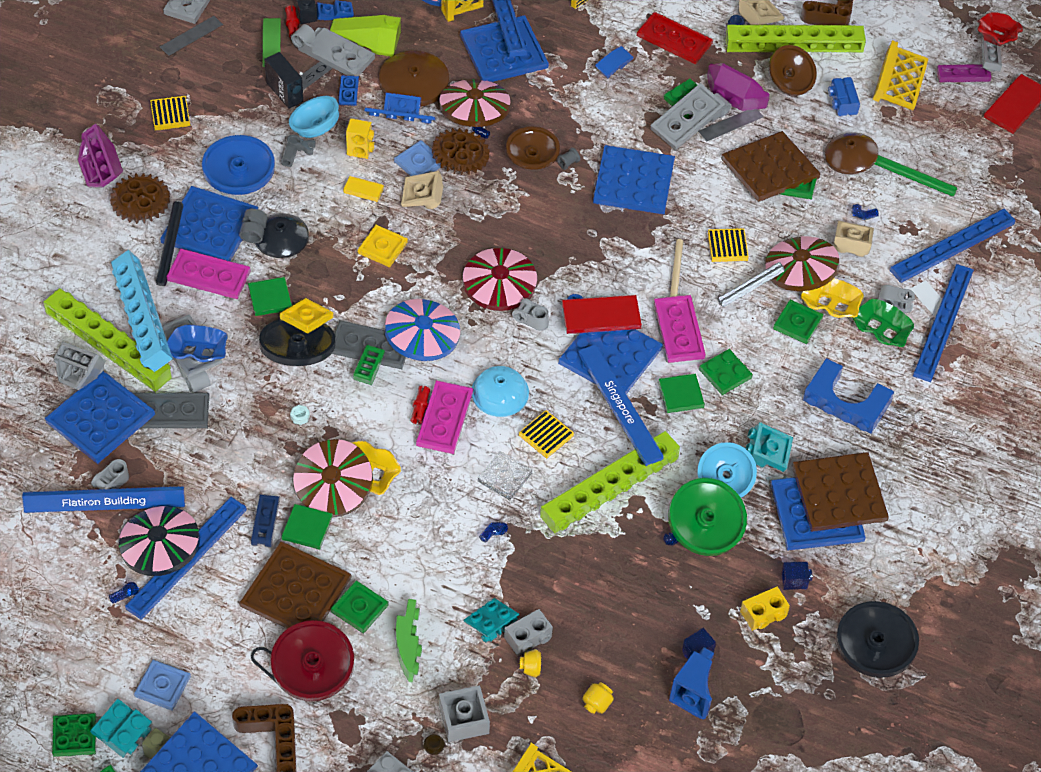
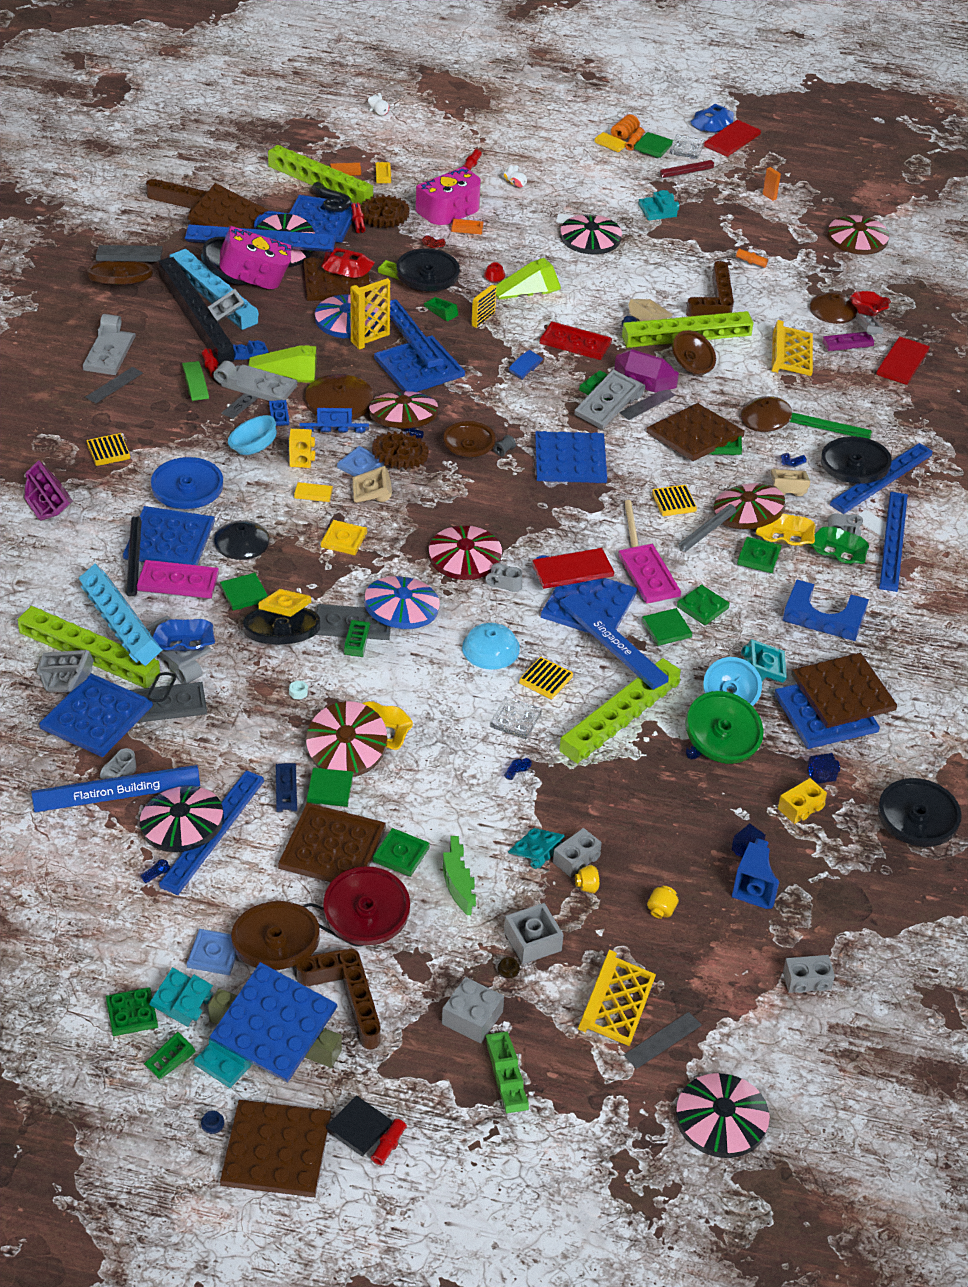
camera: 10 degrees left, 10 degrees down
(140, 198) = (94, 522): reddish brown gear -> none
(173, 400) = (154, 683): none -> black piece
(220, 679) = (275, 935): none -> reddish brown dish
(253, 225) = (214, 531): dark grey wheel -> none
(284, 80) = (215, 408): black brick -> none
(295, 144) = (238, 462): dark grey bar -> none
(420, 405) = (416, 667): red pin -> none
(444, 417) = (443, 674): dark pink plate -> none
(844, 96) = (746, 369): blue brick -> none
(929, 222) = (856, 459): none -> black dish
(959, 28) = (833, 308): none -> reddish brown dish

